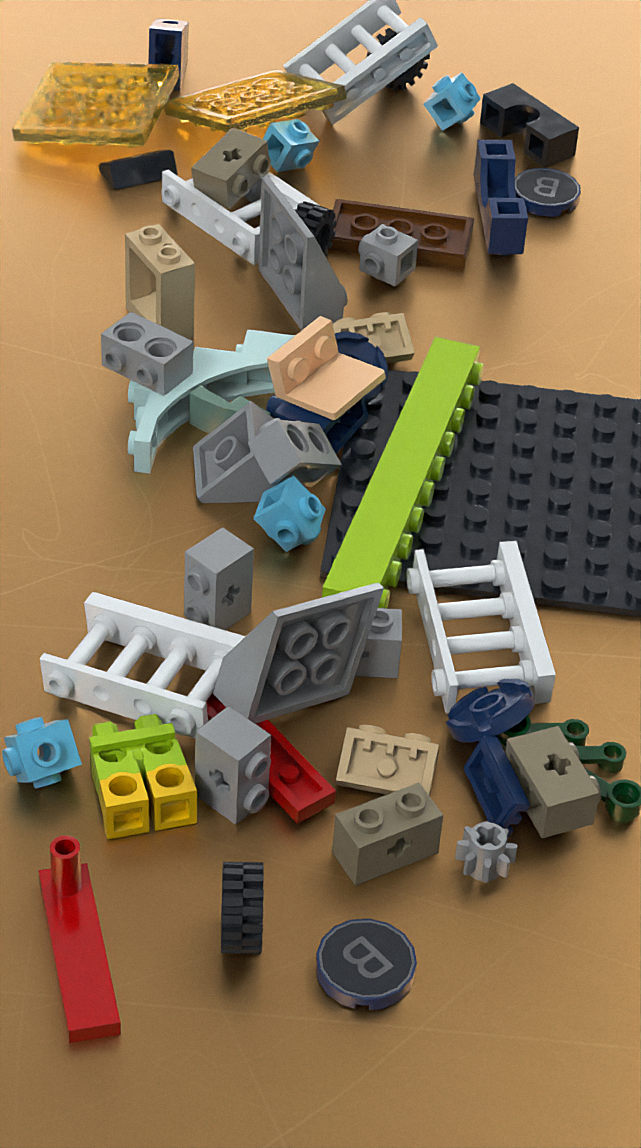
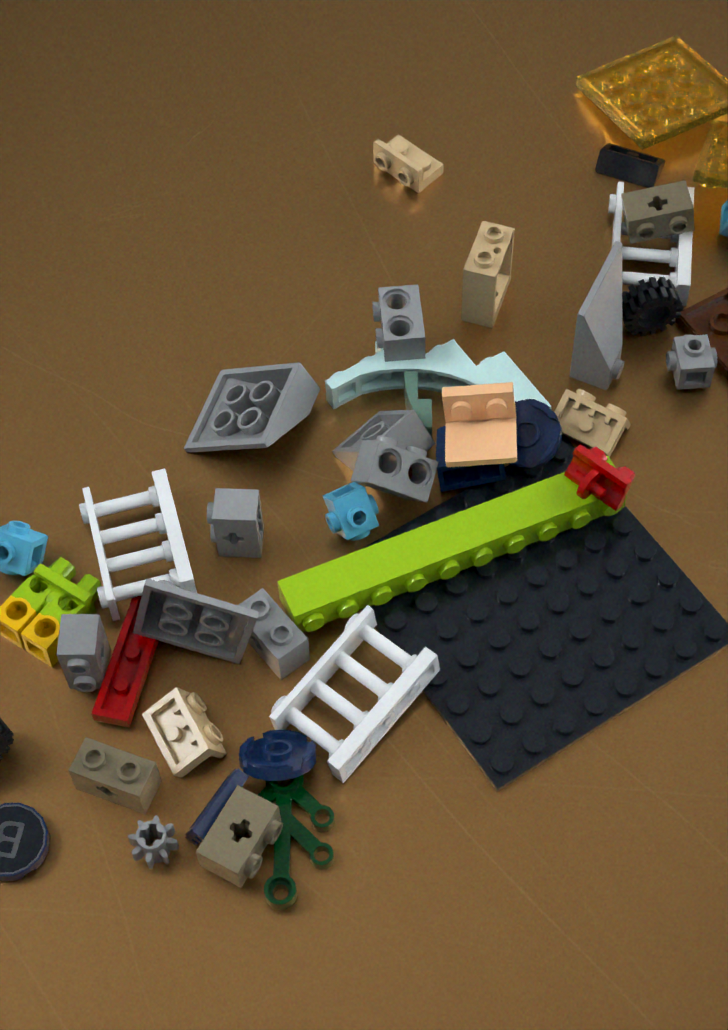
camera: 55 degrees right, 15 degrees up
(89, 509) = (253, 407): none -> light grey slope
(460, 345) = (599, 478): none -> red hips

